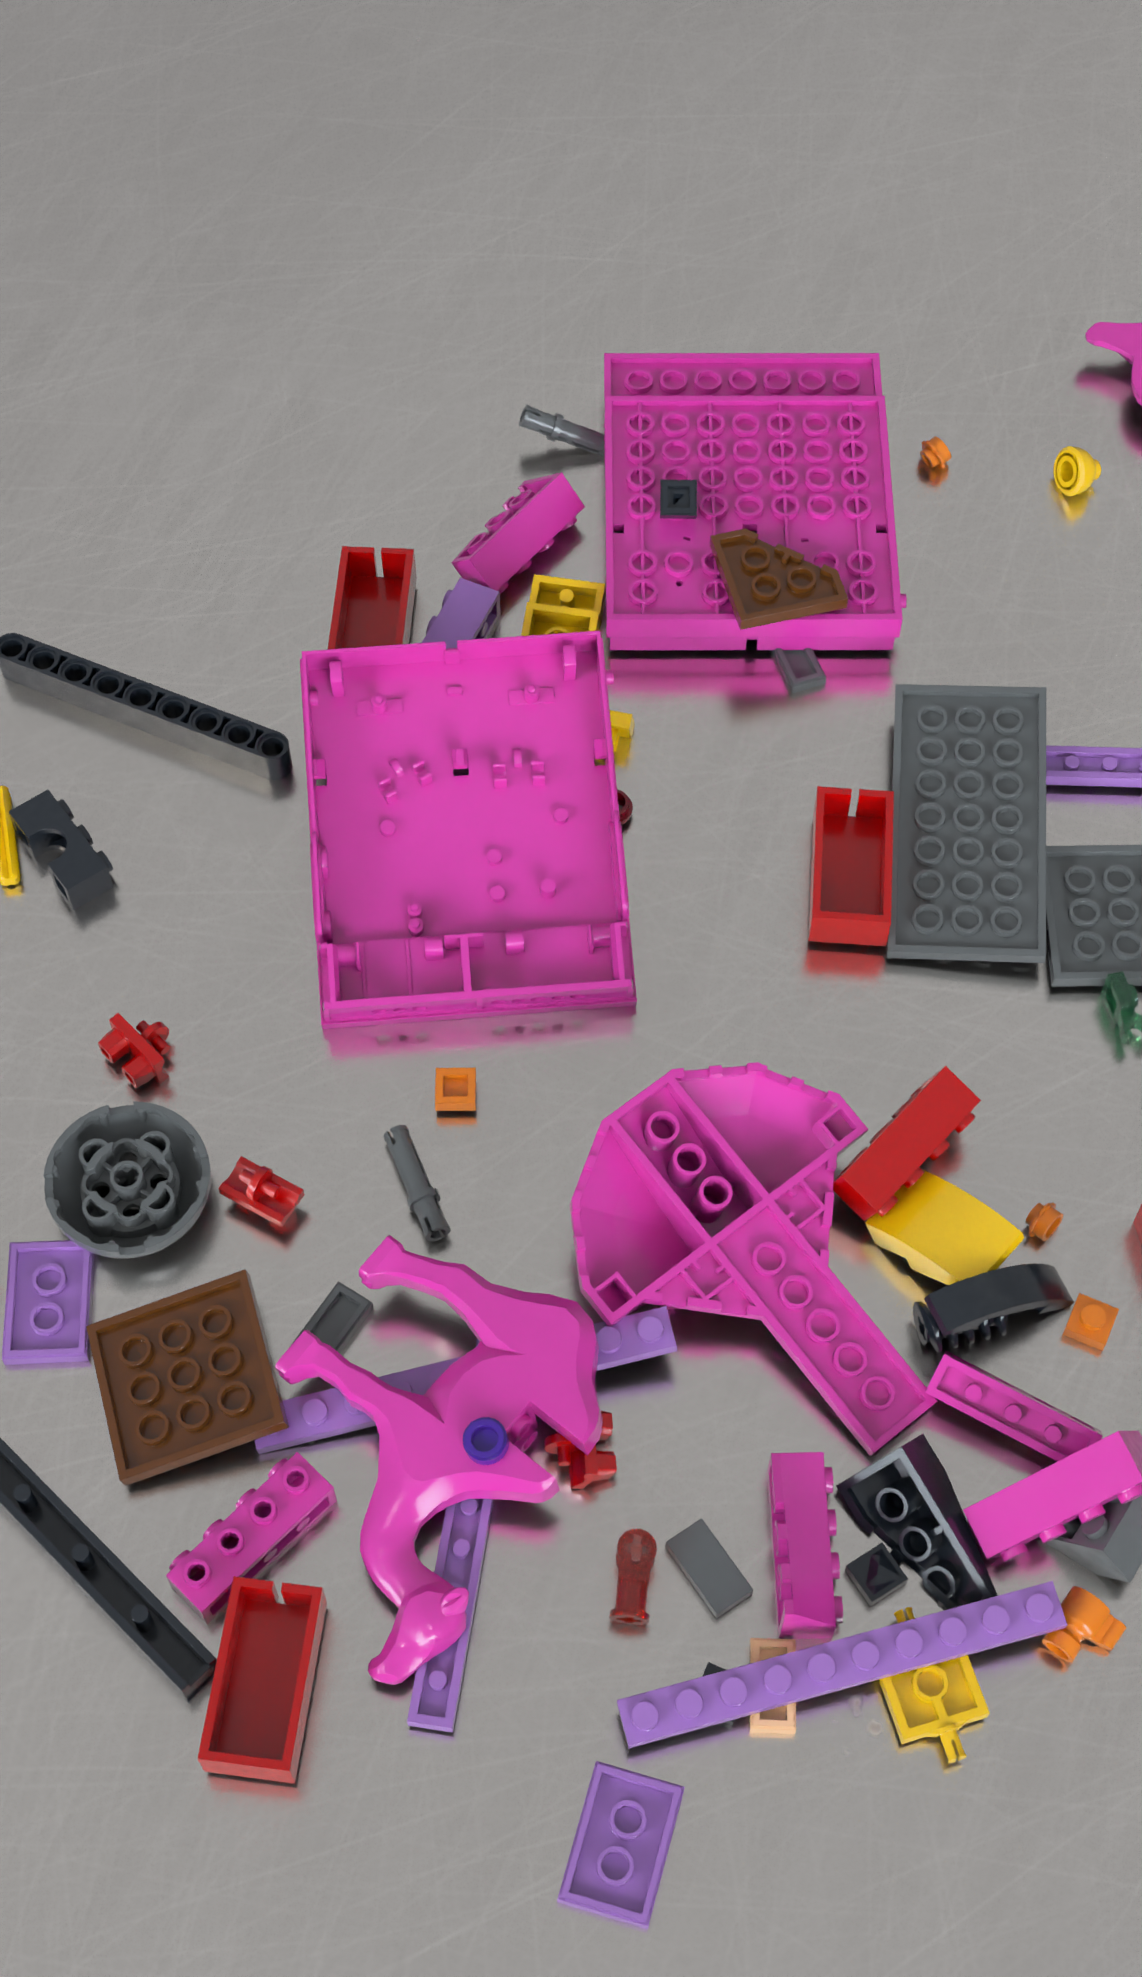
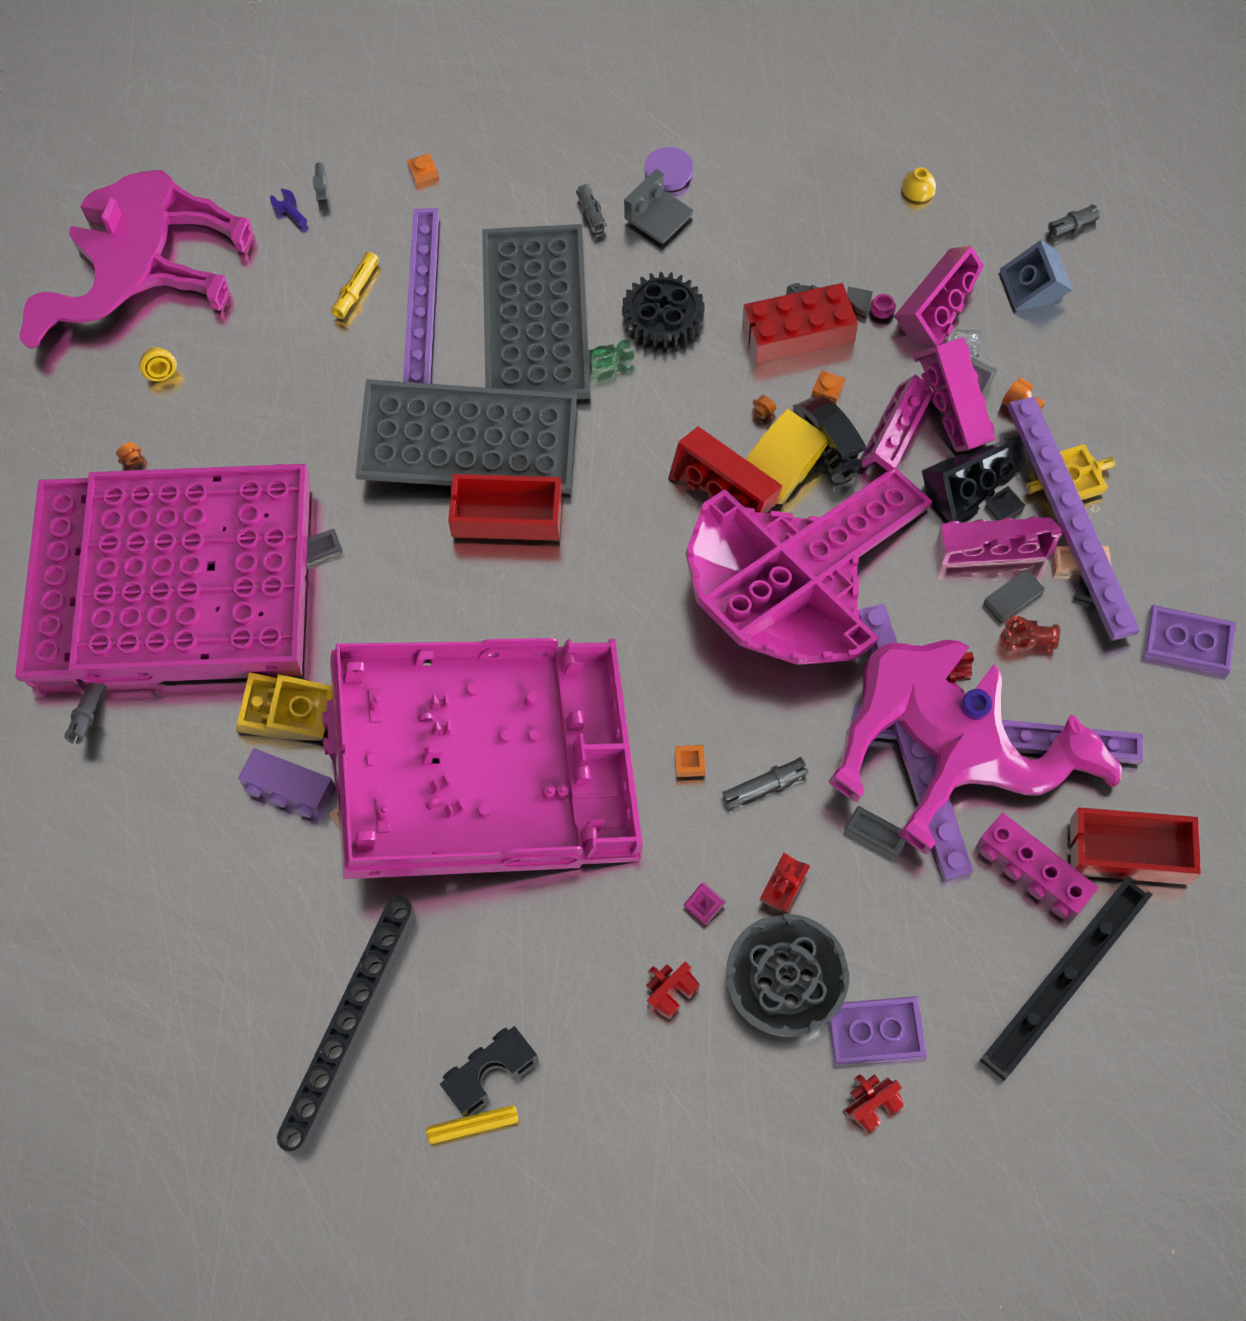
camera: 90 degrees left, 5 degrees up
(186, 1377) = (931, 919): reddish brown plate -> none
(249, 1097) = (704, 903): none -> dark pink tile
(371, 607) = (272, 843): red piece -> none
(520, 532) = (187, 741): dark pink wedge -> none
(678, 499) = (187, 609): black tile -> none
(773, 582) = (270, 544): reddish brown plate -> none

